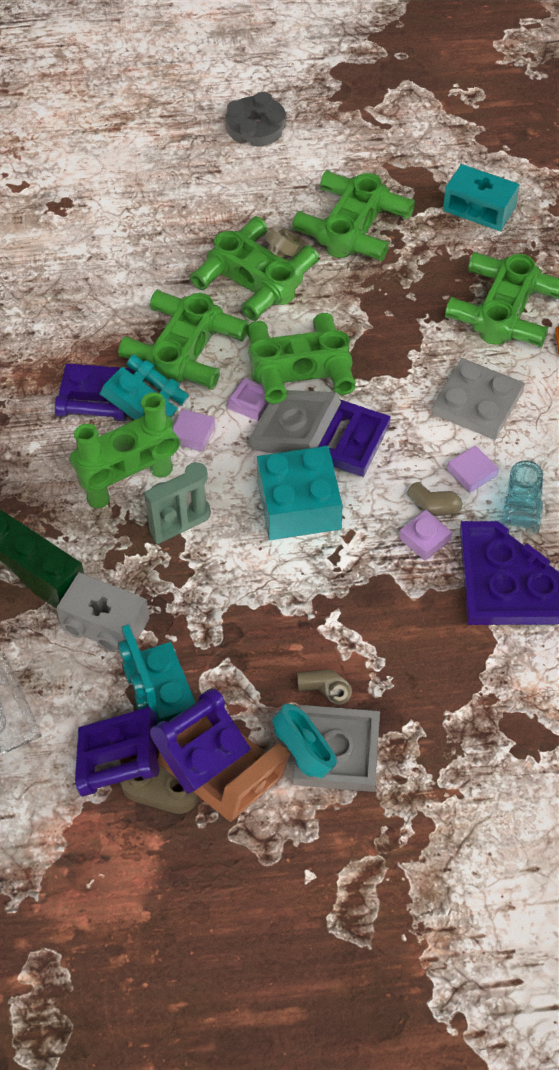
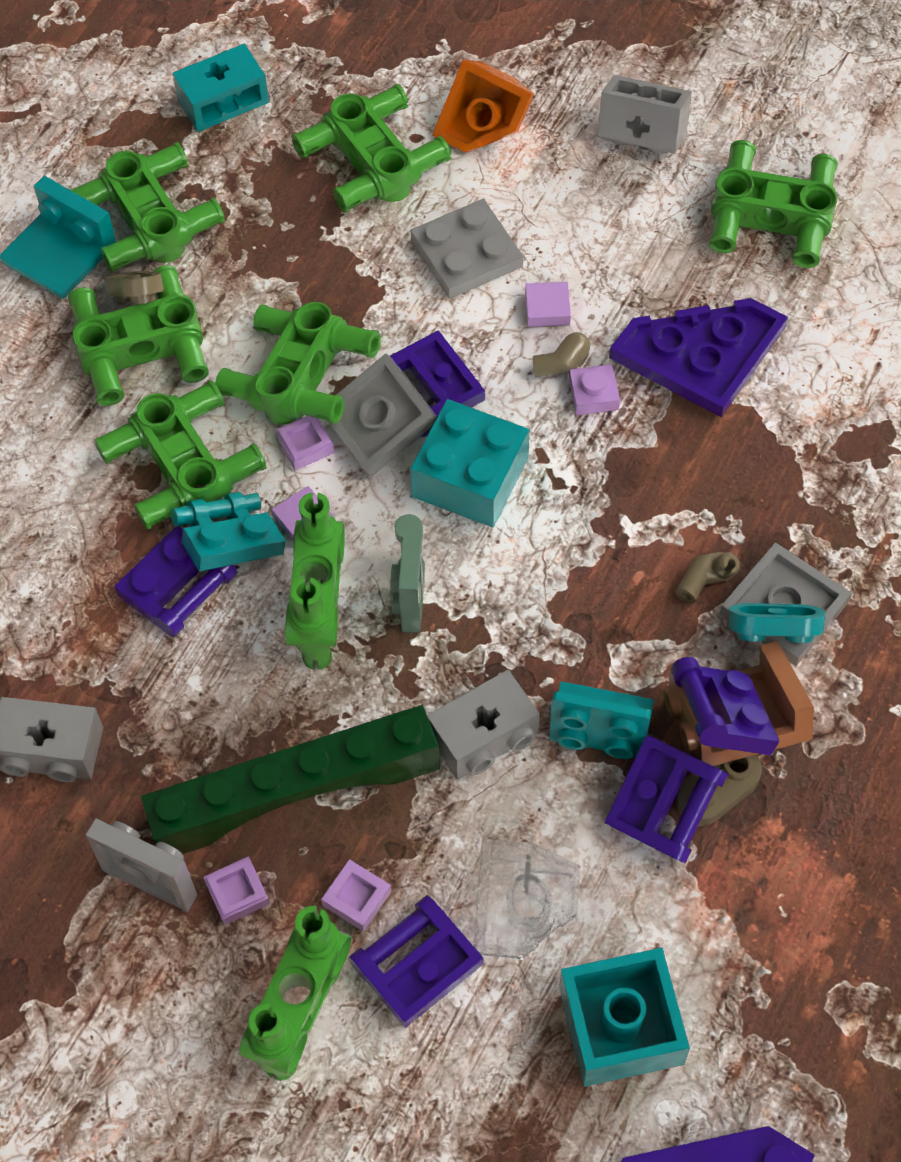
camera: 55 degrees left, 5 degrees up
(285, 193) = (61, 241): none -> teal bracket
(523, 502) = (624, 283): clear light blue piece -> none

